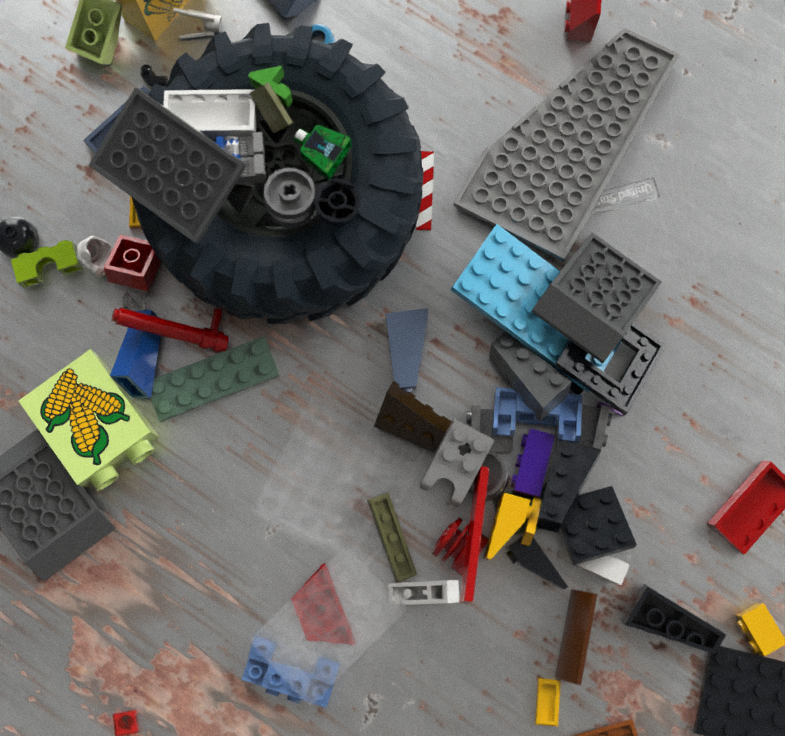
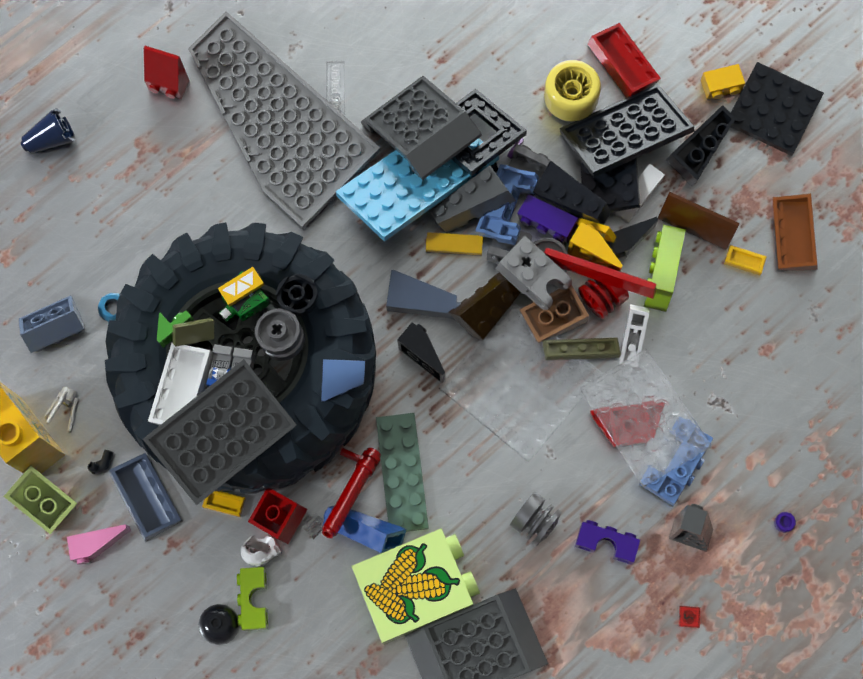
camera: 75 degrees left, 5 degrees down
(67, 91) = (92, 544): none -> bright pink slope
(185, 635) = (625, 544): none -> dark purple arch
(189, 531) = (536, 518): none -> flat silver wheel
(211, 704) = (692, 527): none -> dark grey wedge
(260, 274) = (341, 376): none -> medium blue slope
(331, 141) = (241, 286): none -> yellow tile
(346, 362) = (418, 347): none -> black slope
(425, 507) = (563, 316): none -> medium nougat slope
(479, 369) = (454, 243): none -> yellow tile
(513, 610) = (665, 266): none -> lime wedge
(664, 529) = (626, 130): none -> black plate
(709, 447) = (576, 79): none -> light yellow wheel

